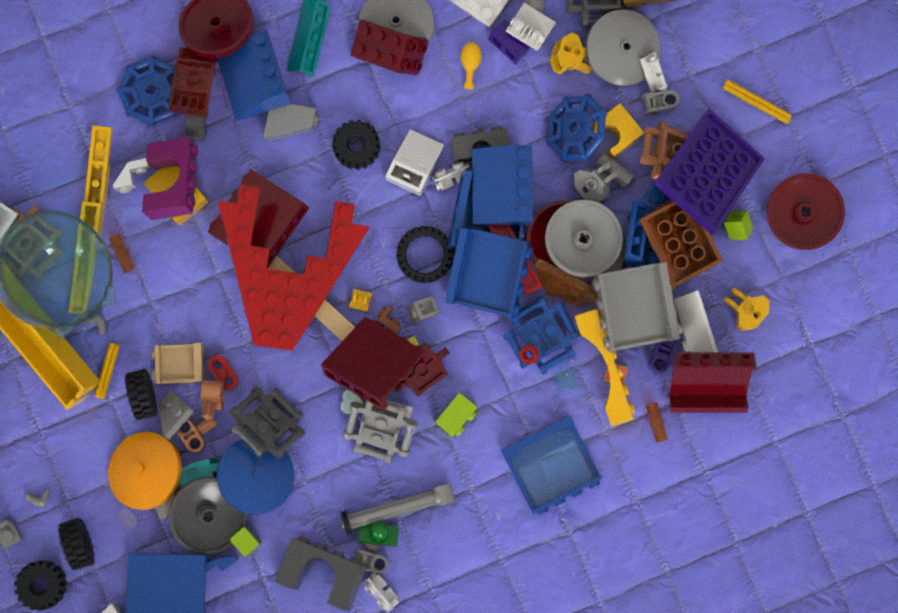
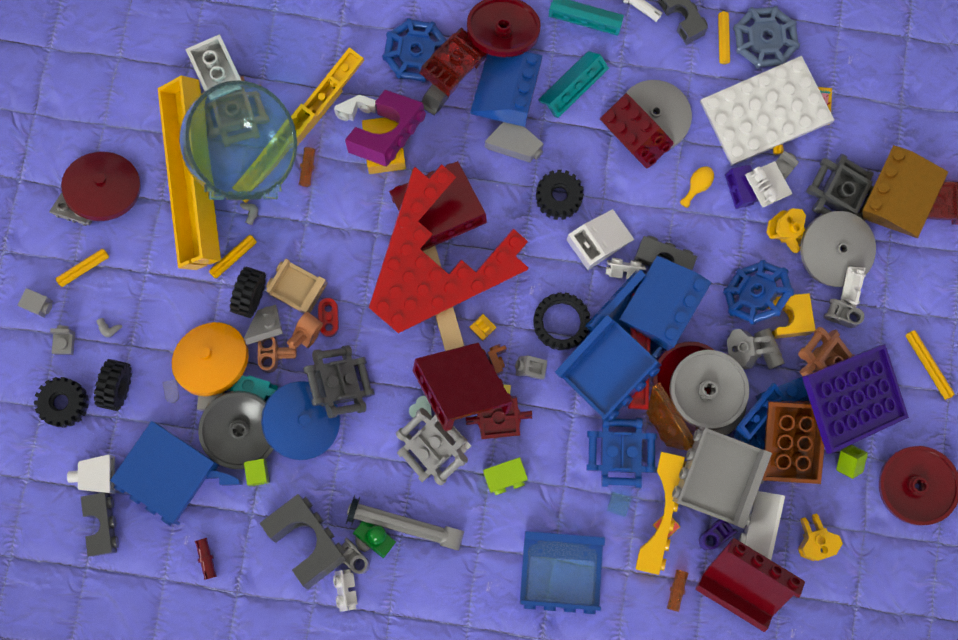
camera: 25 degrees right, 5 degrees down
(523, 356) = (601, 454): red plate -> none

